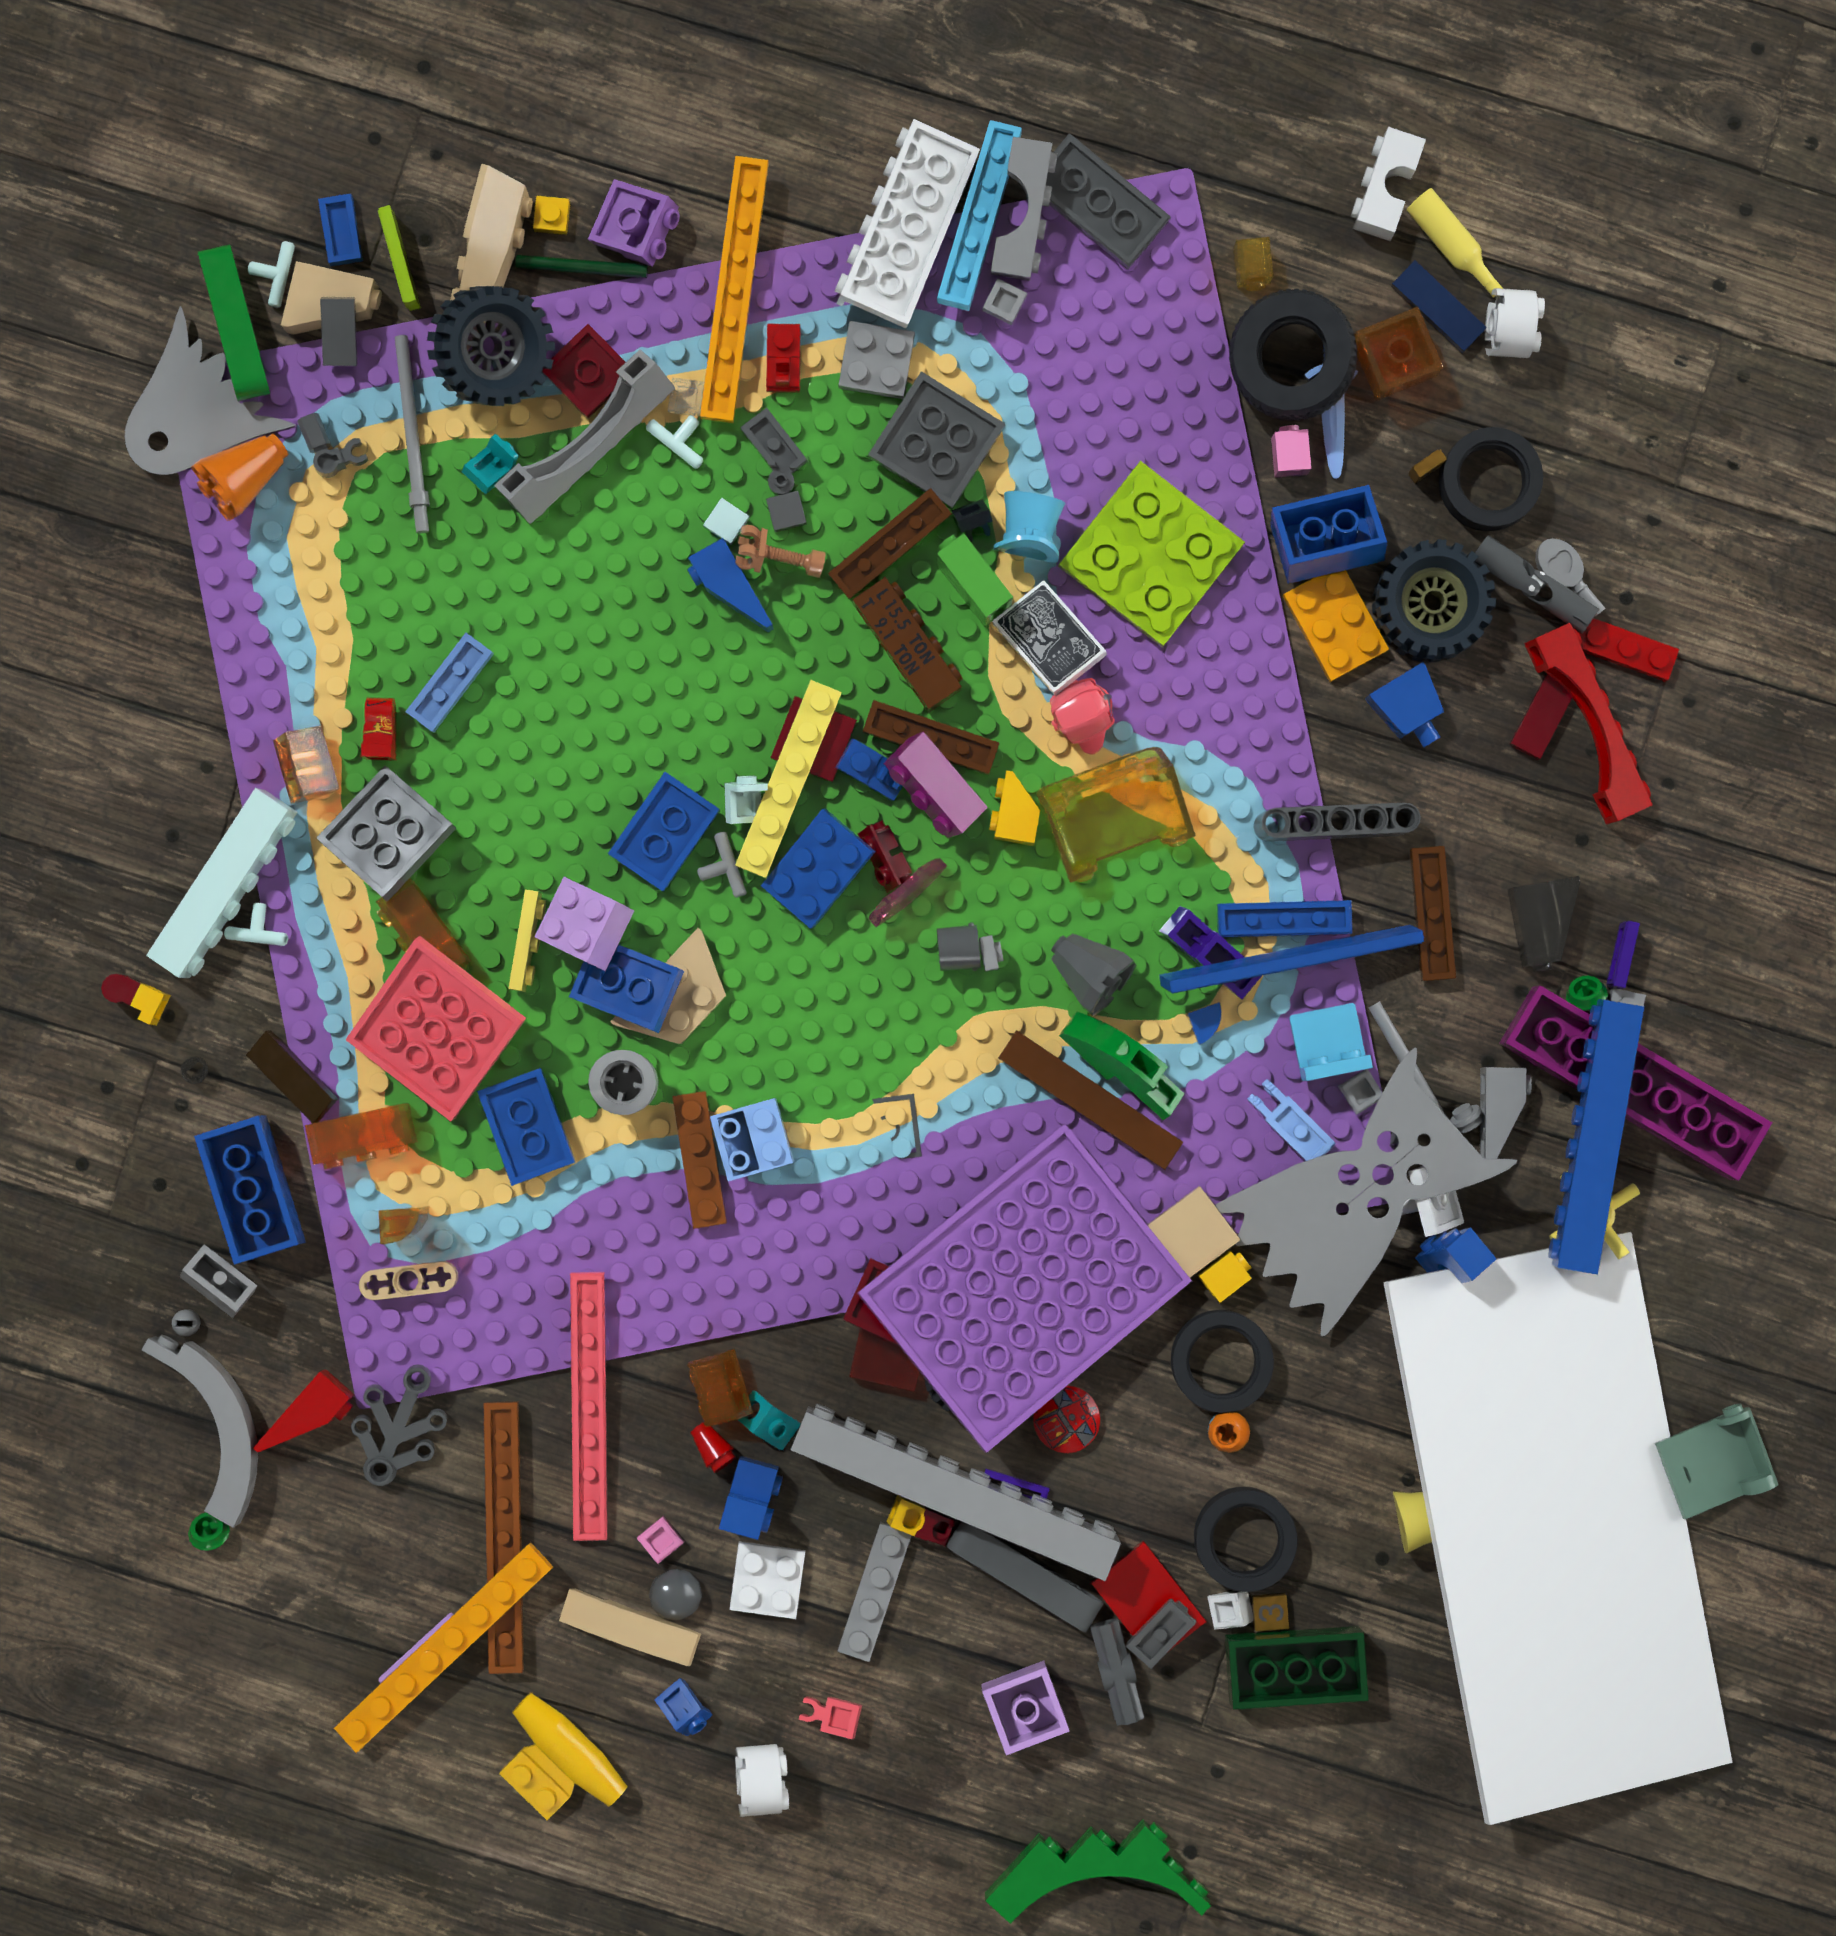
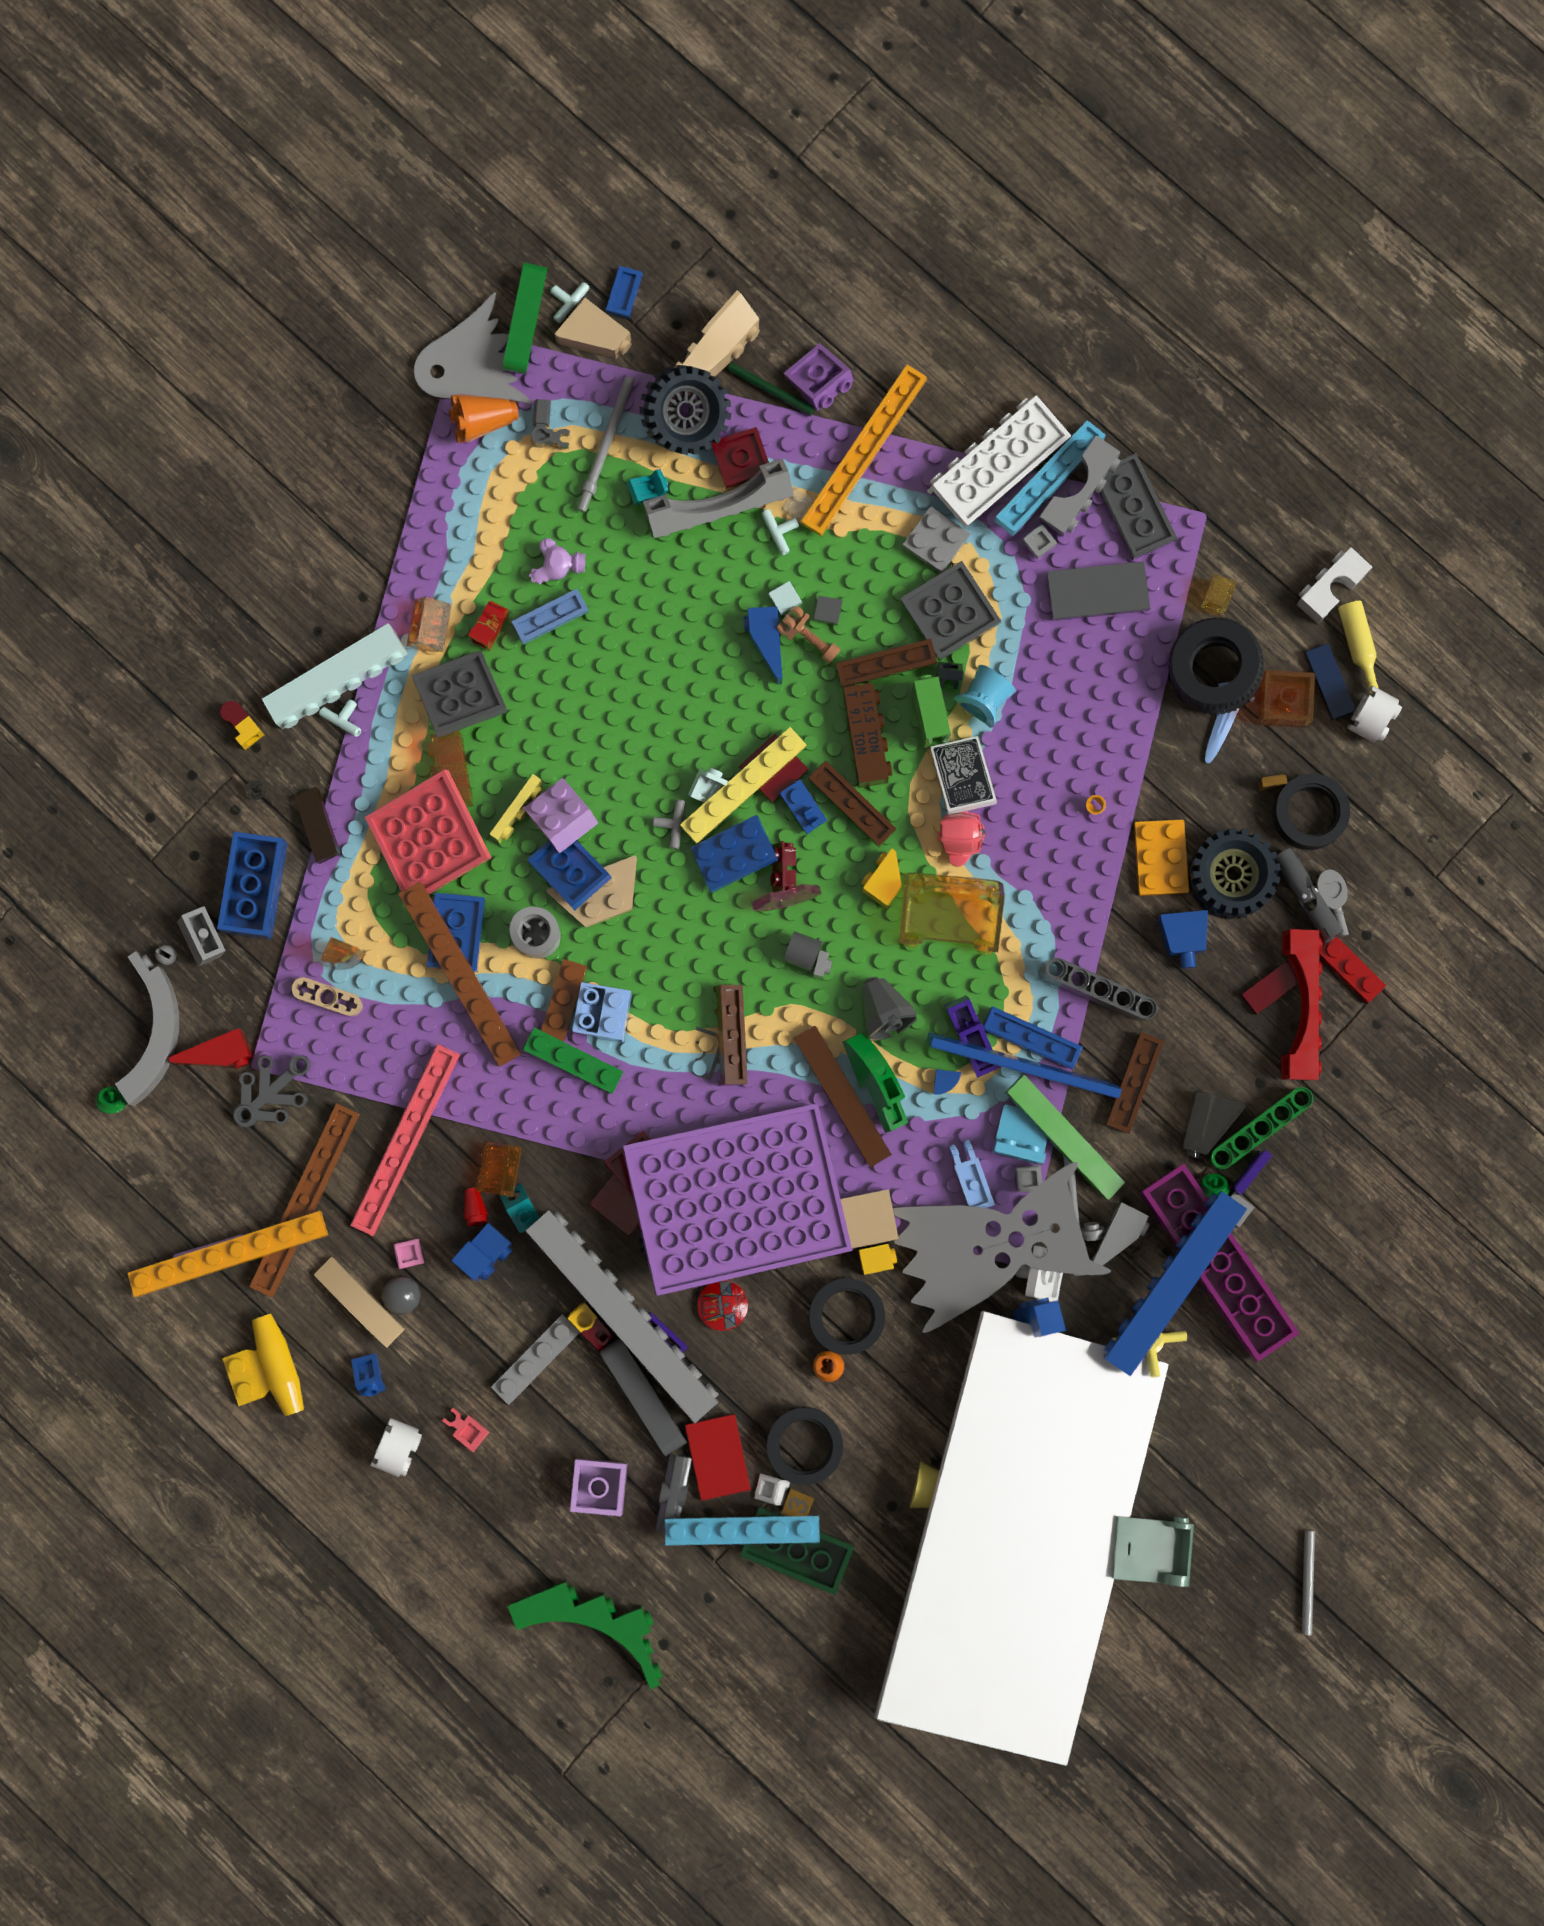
camera: 25 degrees right, 5 degrees down
(338, 331) = (590, 355): dark grey tile -> none
(361, 1135) = (344, 885): clear orange brick -> none
(398, 258) = (653, 327): lime tile -> none
(425, 612) = (556, 563): none -> lavender animal
(551, 215) = (767, 347): yellow plate -> none
(556, 1176) = (460, 973): none -> dark orange plate
(664, 831) = (643, 781): blue plate -> none
(744, 1214) = (572, 1060): none -> green plate
(767, 1580) = (467, 1316): white plate -> none
(776, 450) = (841, 567): dark grey hinge -> none
(783, 358) = (874, 510): red plate -> none
(921, 1090) = (731, 1035): none -> reddish brown hinge
(935, 785) = (839, 835): brick -> none
(1105, 328) = (1098, 591): none -> dark grey tile
(1151, 554) = (1058, 753): lime piece -> none
(1161, 1632) = (716, 1480): dark grey plate -> none
(1222, 1678) = (742, 1530): none -> medium azure plate
(1225, 603) = (1091, 808): none -> light orange hinge
(1291, 451) = (1184, 730): bright pink brick -> none
(1328, 534) = (1183, 795): blue brick -> none
(1380, 1021) = (1064, 1137): none -> bright green tile
(1622, 887) = (1271, 1125): none -> green beam

